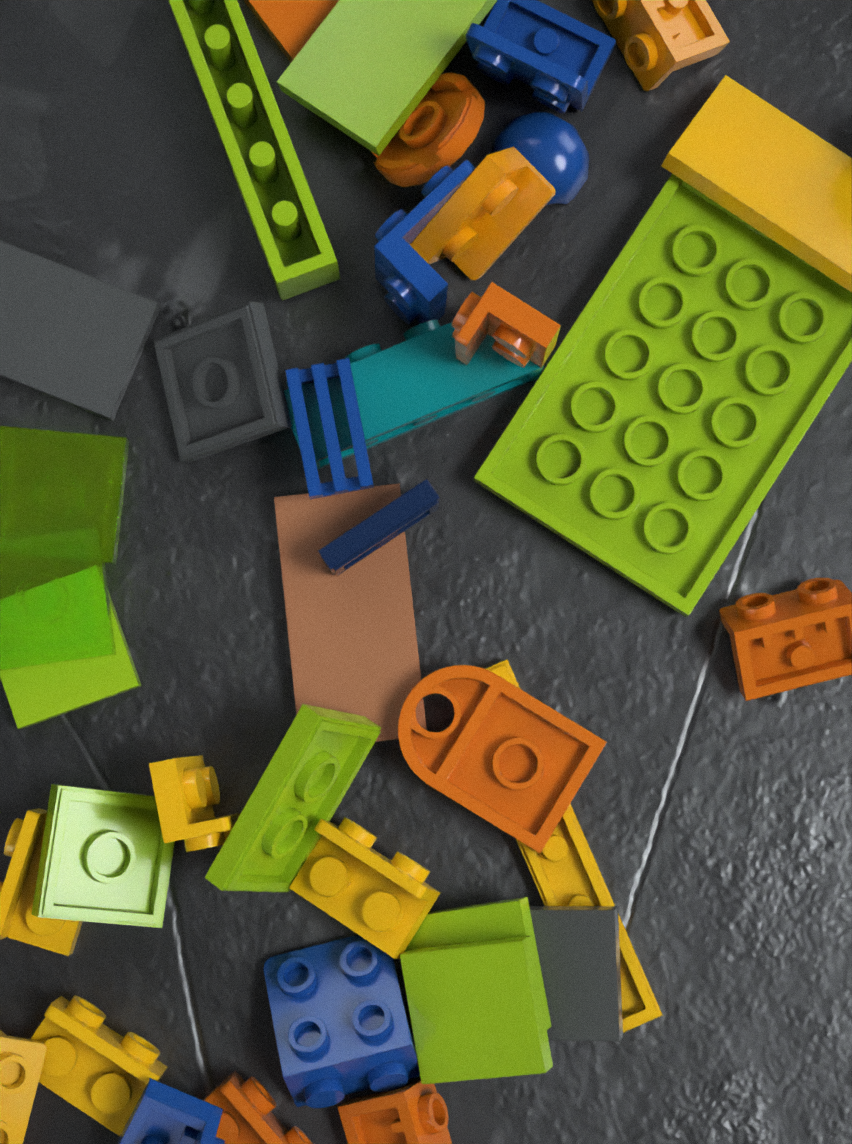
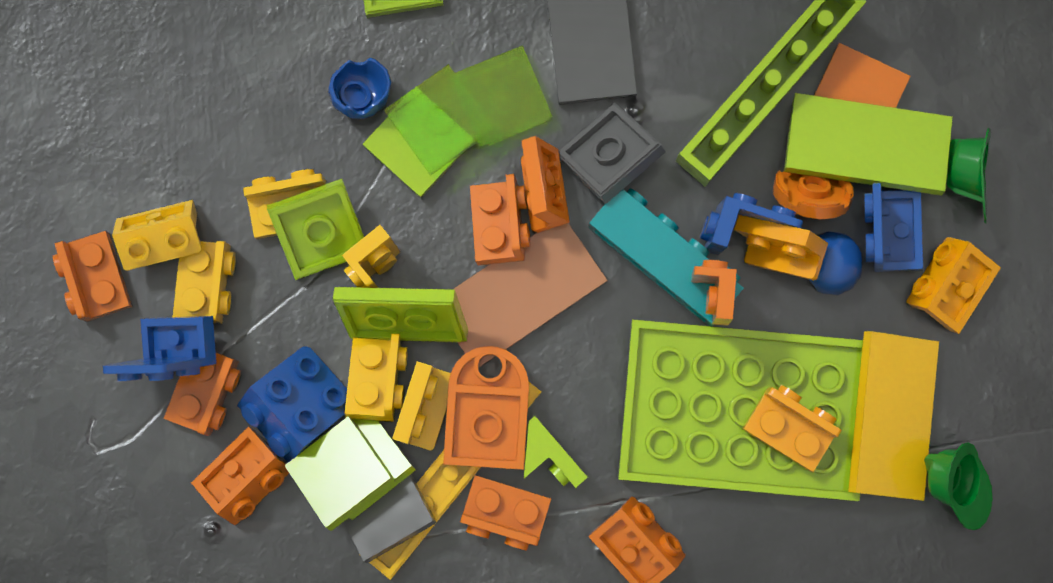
camera: 65 degrees right, 0 degrees up
(217, 500) = (543, 185): none -> orange bracket
(234, 594) = (498, 221): none -> orange bracket
(319, 375) = (641, 203): blue tile -> none
(380, 528) = (575, 282): dark blue tile -> none
(443, 838) = (423, 407): none -> yellow bracket
(588, 700) = (542, 446): none -> lime slope
(652, 800) = (506, 512): none -> orange bracket
(743, 335) = (792, 427): none -> light orange bracket

